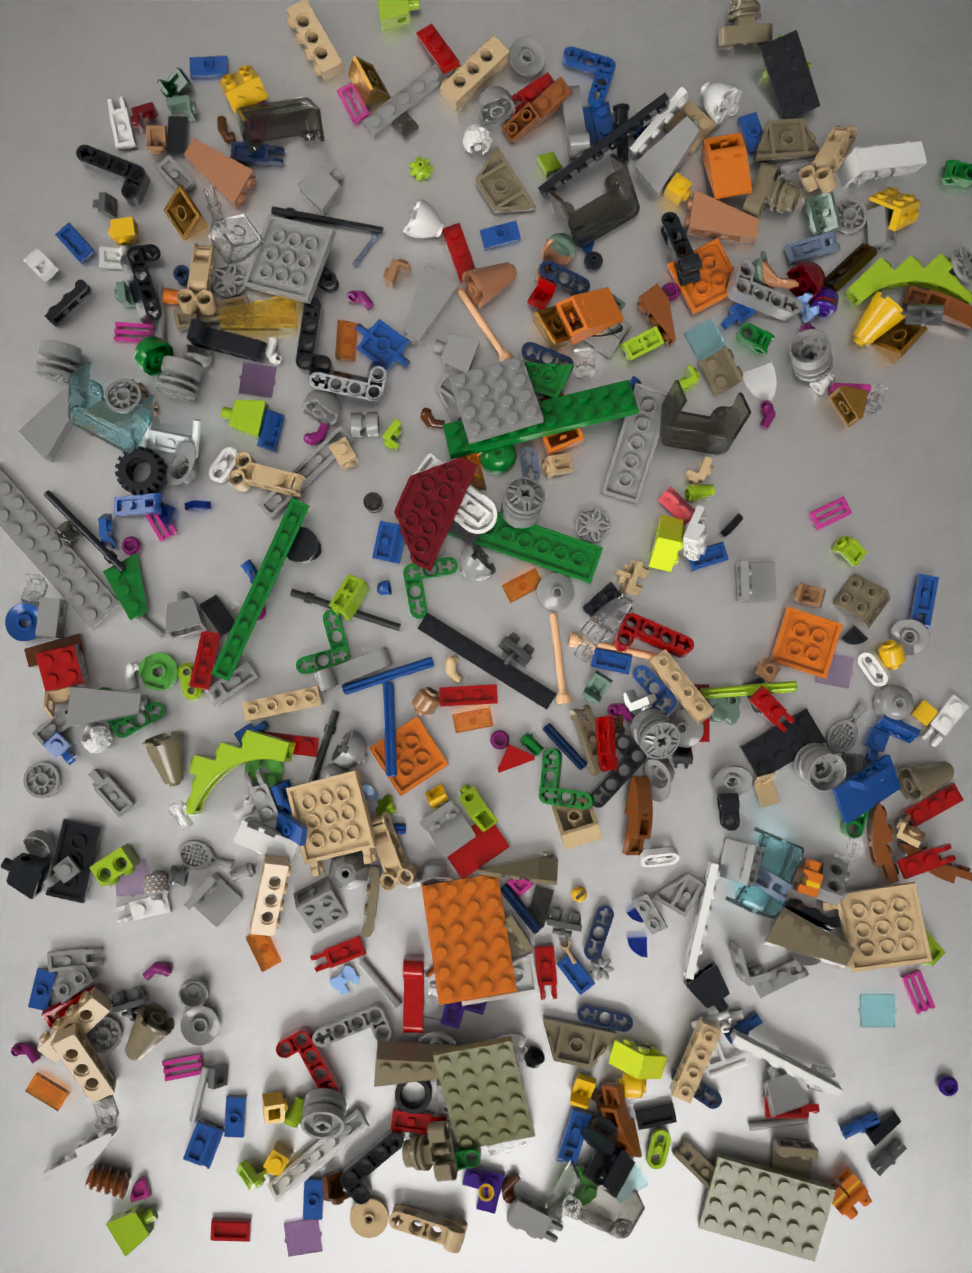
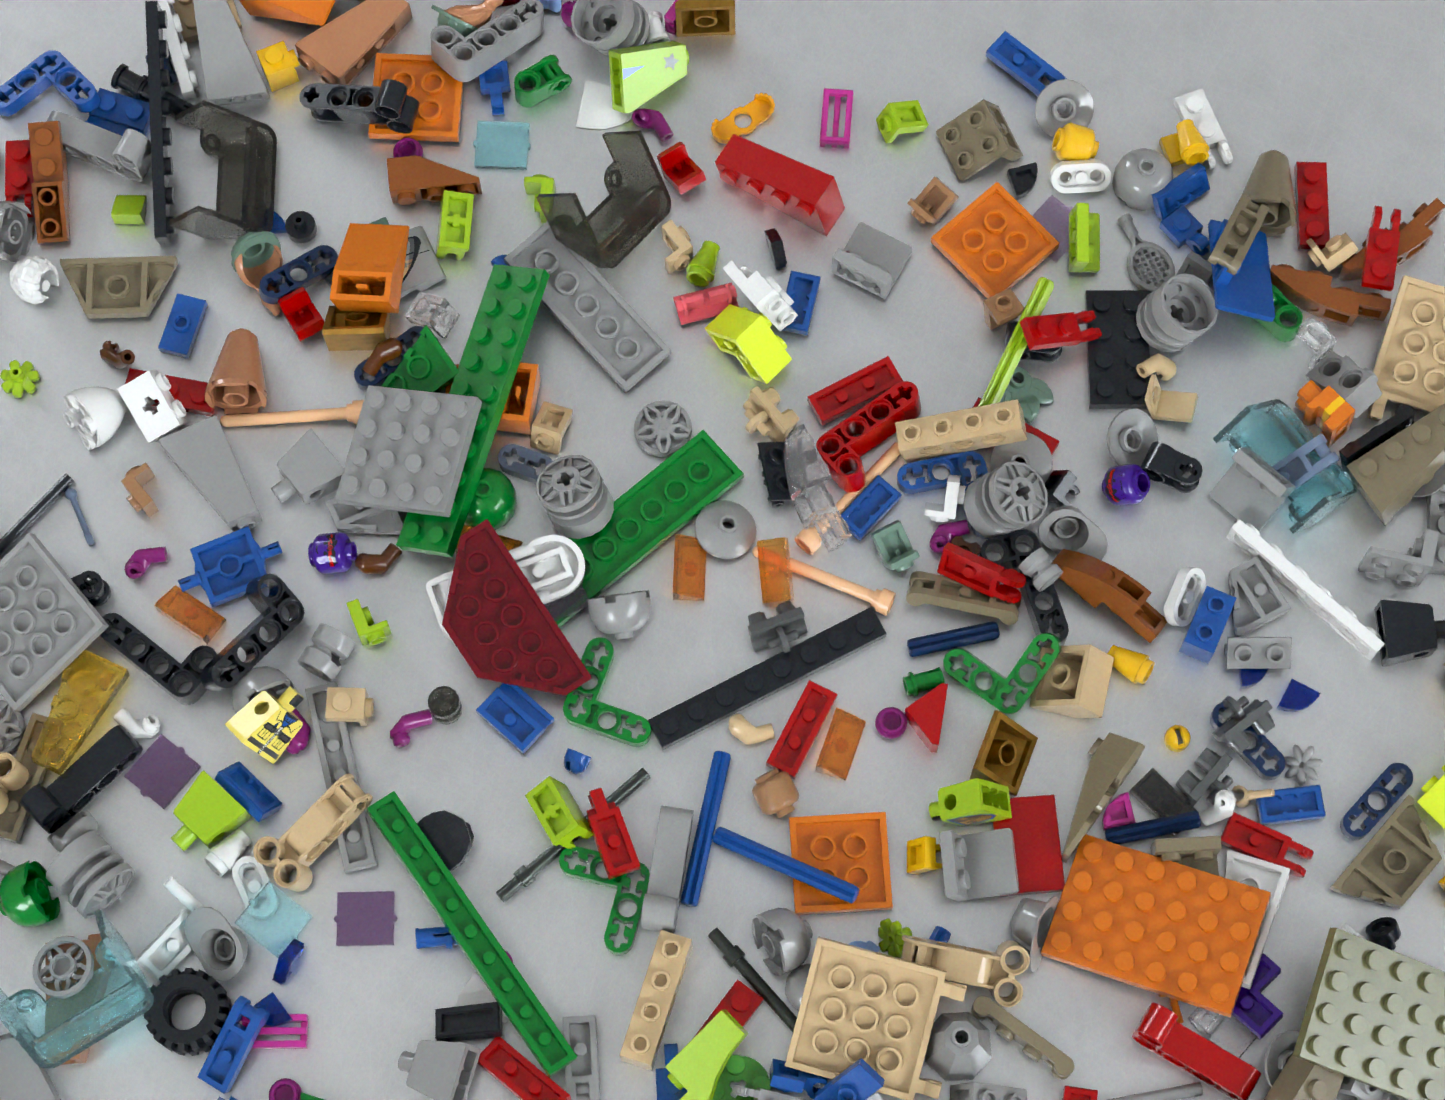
camera: 60 degrees left, 15 degrees down
(212, 484) = (273, 919): none -> clear light blue piece
(233, 440) = (227, 852): none -> white cone
(242, 530) = (365, 918): none -> clear purple piece
(307, 418) = (268, 723): none -> light yellow torso
(352, 630) = (611, 836): none -> red hinge
(353, 489) = (407, 722): none -> magenta arm
(420, 393) = (332, 553): none -> dark purple head
(435, 252) = (139, 397): none -> white brick
(460, 212) = (119, 360): none -> reddish brown arm
(515, 808) = (1004, 753): none -> pearl gold slope
(544, 351) = (383, 352): none -> reddish brown arm
(546, 631) = (775, 570): none -> clear orange slope
(552, 939) = (1223, 808): none -> white arm
(604, 924) = (1254, 714): none -> dark grey hips
(605, 848) = (1131, 664): none -> yellow cone
(625, 774) = (1040, 569): none -> light grey wheel
(649, 878) = (1207, 624): none -> blue brick
(673, 615) = (854, 390): none -> red plate
(704, 792) = (1125, 484): none -> dark purple head
(721, 371) = (557, 144): dark tan bracket -> none
(747, 446) = (680, 168): none -> red bracket
(771, 505) = (782, 183): none -> red wedge
(785, 772) = (1158, 364): none -> tan arm
(793, 392) = (644, 72): none -> slope
(809, 468) = (758, 110): none -> light orange piece
(835, 691) = (1084, 239): none -> lime bracket
(884, 779) = (1238, 234): none -> dark tan plate
(929, 720) = (1191, 143): none -> yellow cone

